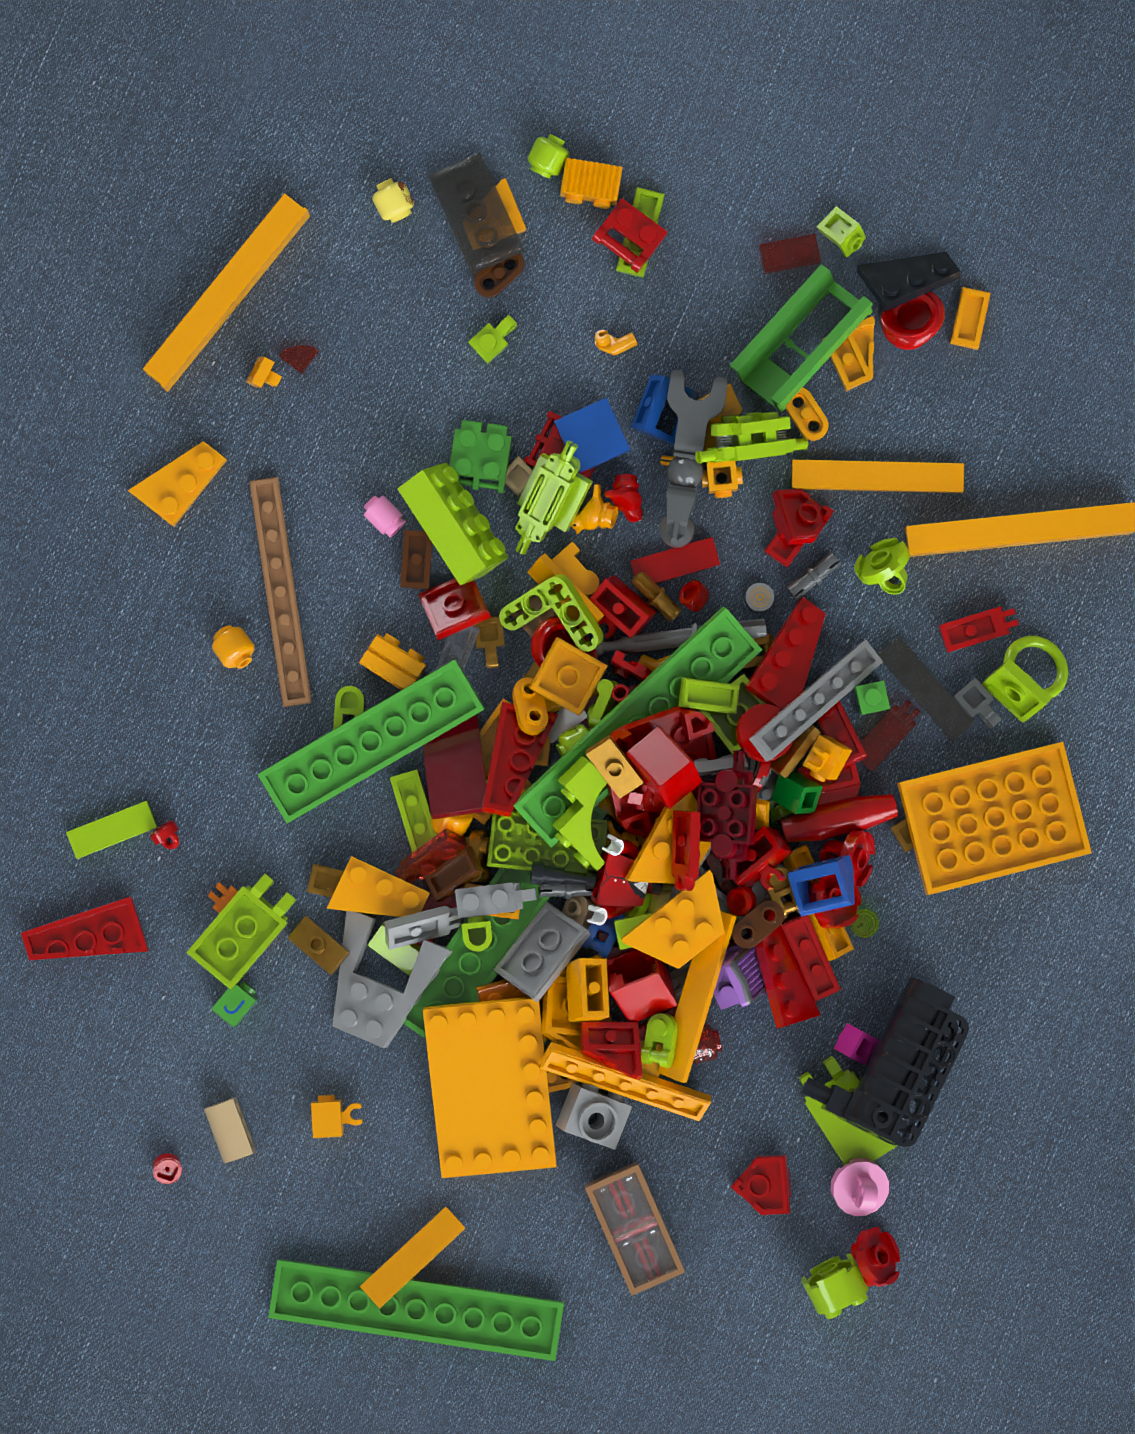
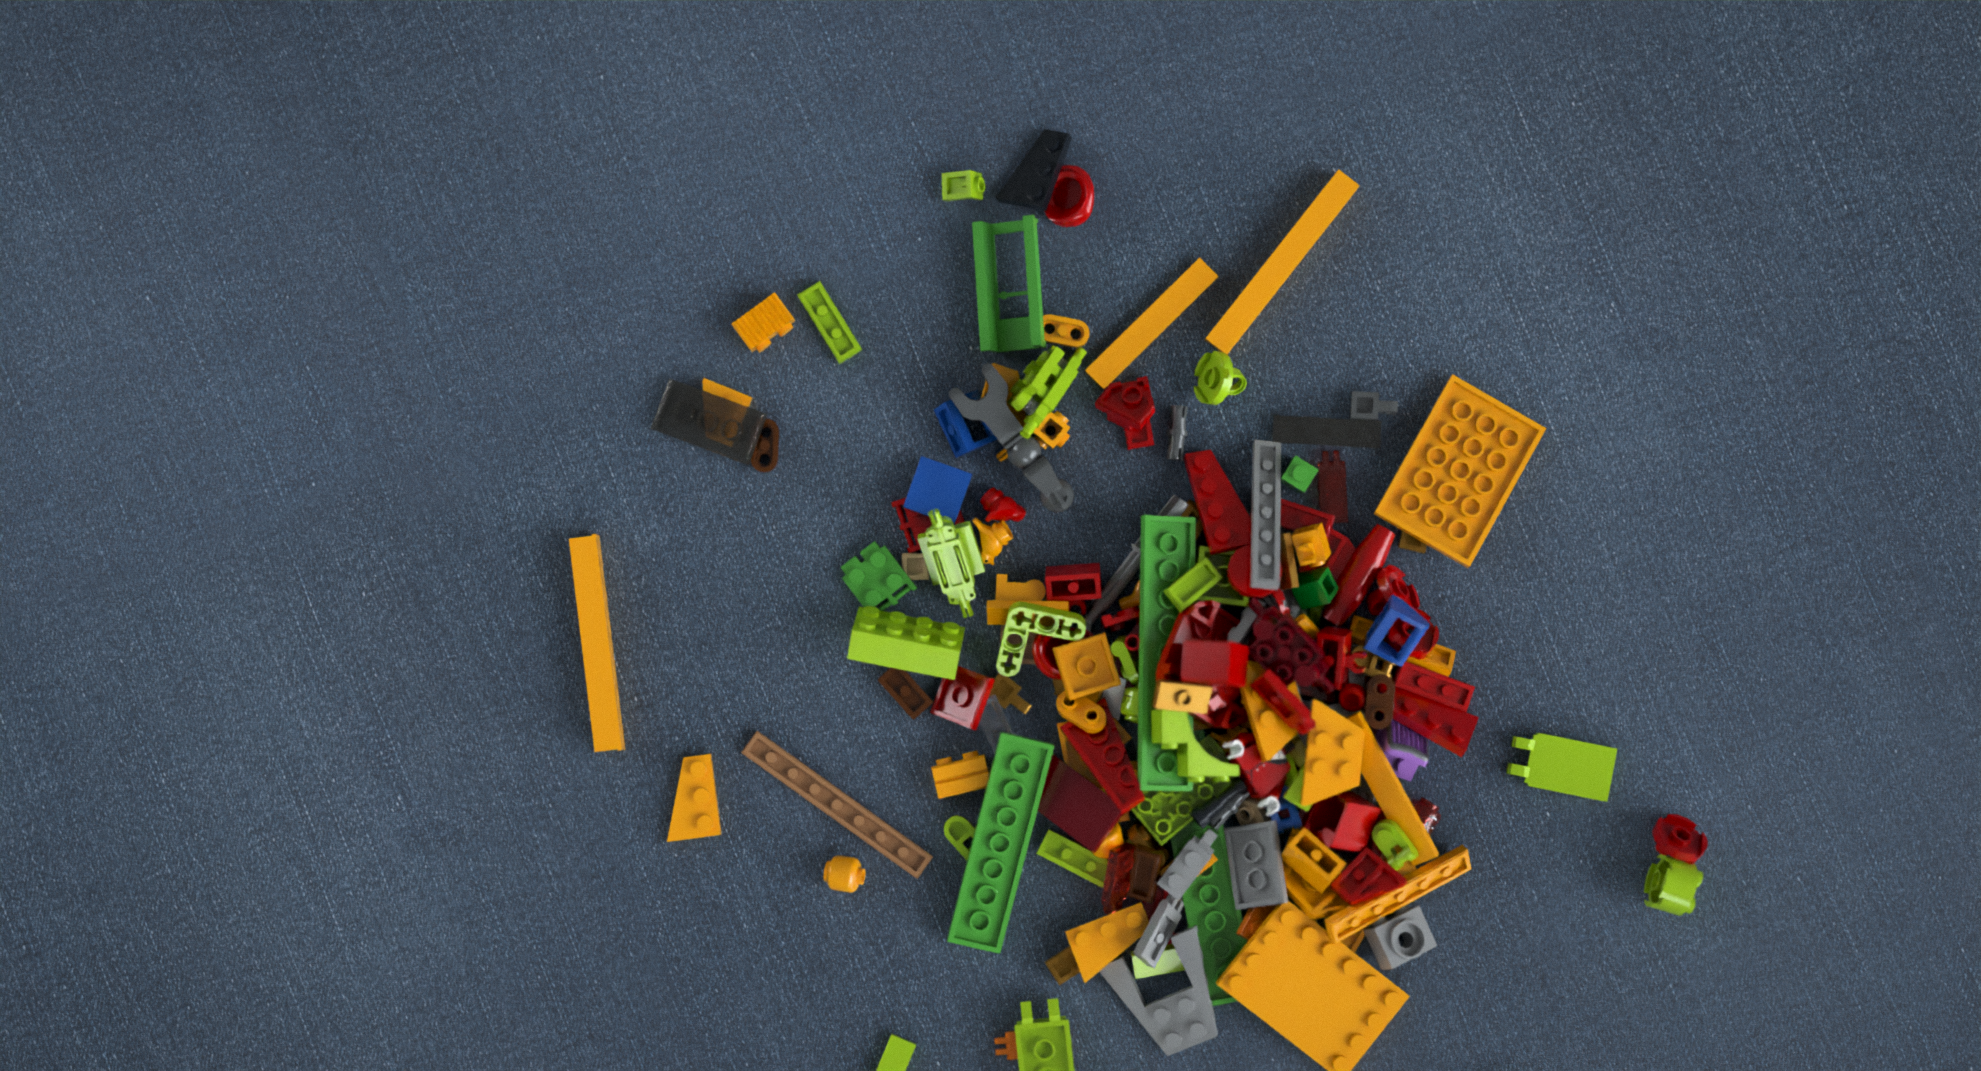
camera: 40 degrees left, 0 degrees up
(165, 831) = (924, 1043): red tile -> none
(261, 373) = (676, 672): light orange tile -> none
(299, 357) = (688, 636): clear red tile -> none
(318, 945) = (1103, 1012): pearl gold plate -> none
(383, 515) = (854, 684): bright pink brick -> none
(393, 200) = (645, 469): light yellow head -> none
(477, 933) = (1201, 897): lime plate -> none
(490, 341) = (804, 496): lime plate -> none
(548, 156) = (717, 334): lime head -> none
(612, 344) = (889, 415): light orange arm -> none
(634, 1228) = (1502, 983): clear brick -> none
(635, 228) = (825, 323): red plate -> none
(656, 596) = (1088, 552): pearl gold axle -> none
(678, 561) = (1077, 518): red tile -> none
(694, 595) = (1112, 526): red tile -> none
(759, 597) = (1156, 483): light grey tile -> none
(766, 1185) = (1558, 865): red plate -> none
(789, 253) = (942, 235): clear red plate -> none
(855, 356) = (1055, 259): light orange wing -> none
(856, 1044) = (1522, 712): dark pink plate -> none
(860, 1187) = (1620, 803): bright pink tile -> none
(866, 923) = (1447, 626): clear neon green tile -> none
(898, 1068) = (1567, 699): black piece -> none
(970, 318) = (1105, 157): light orange tile -> none
(976, 628) = (1319, 357): red hinge -> none
(1016, 688) = (1388, 370): lime tile -> none

